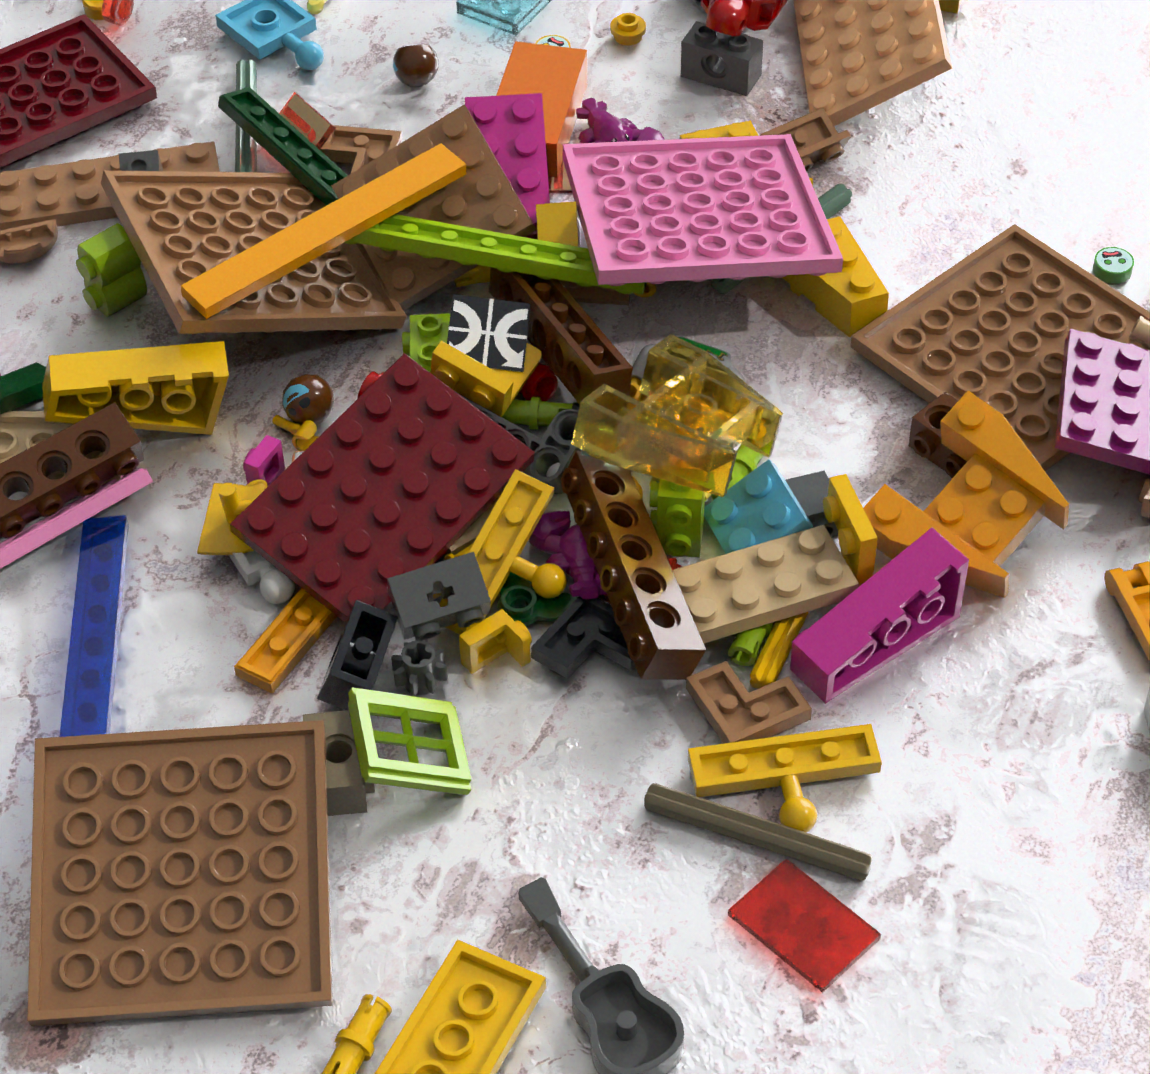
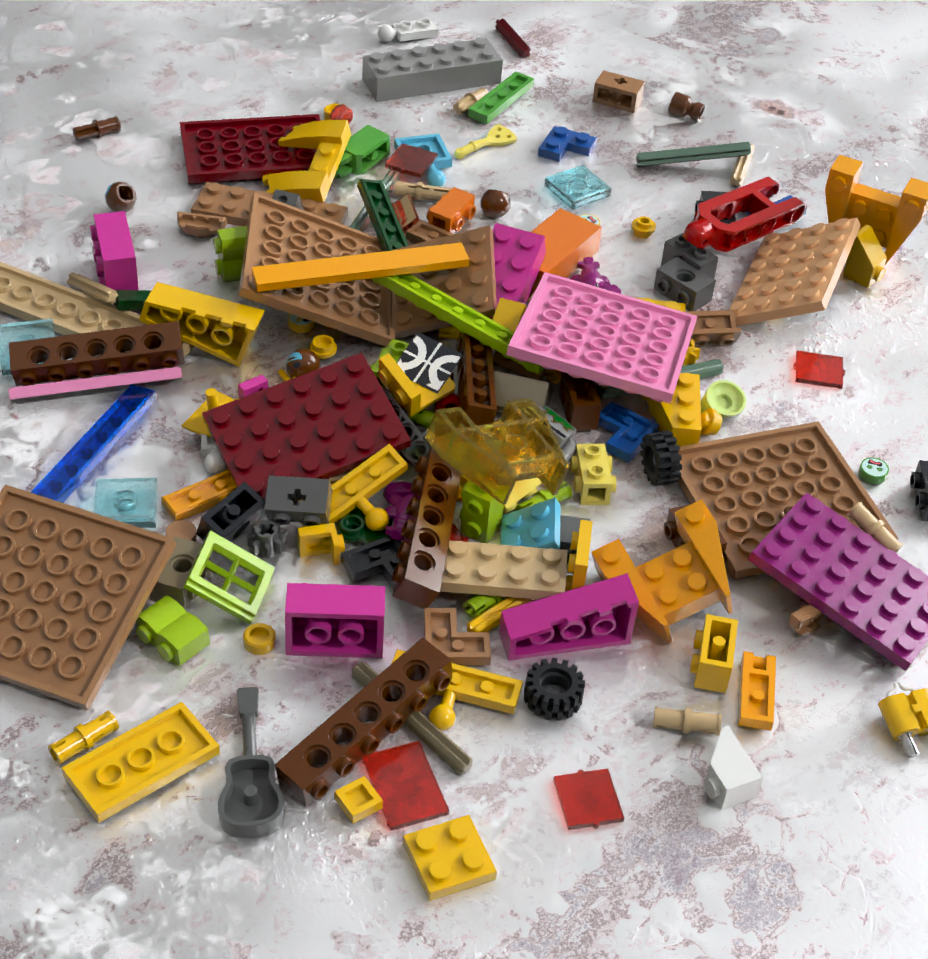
camera: 20 degrees right, 5 degrees down
(149, 122) = (330, 140): none -> yellow wedge
(181, 51) = (364, 151): none -> bright green hinge
(192, 691) = (128, 500): none -> clear light blue plate
(256, 341) = (299, 325): none -> yellow tile
(261, 40) = (411, 160): none -> clear red piece
(293, 702) = (182, 529): none -> medium nougat tile
(313, 360) = (323, 346): none -> yellow plate
(315, 79) = (420, 191): none -> tan pin
(367, 95) = (452, 210): none -> orange brick
(379, 847) = (172, 630): none -> lime brick
(494, 809) = (259, 639): none -> yellow tile
(591, 743) = (334, 620): none -> dark pink brick
(632, 325) = (517, 387): none -> dark tan slope
(688, 976) = (347, 724): none -> reddish brown brick
(707, 312) = (580, 402): none -> reddish brown brick
(733, 93) = (684, 284): none -> dark grey brick
(764, 970) = (358, 799): none -> yellow plate
(783, 389) = (592, 474): none -> light yellow brick
(792, 325) = (628, 430): none -> blue plate
(857, 350) = (661, 457): none -> black tyre
(884, 238) = (725, 398): none -> yellowish green piece
(887, 272) = (710, 422): none -> yellow plate
(916, 697) = (551, 703): none -> black tyre
(919, 994) = (449, 857): none -> yellow plate
(966, 150) = (819, 369): none -> clear red piece
(1035, 843) = (588, 799): none -> clear red piece
(1081, 588) = (715, 654): none -> yellow brick
(1094, 690) = (687, 720): none -> tan pin

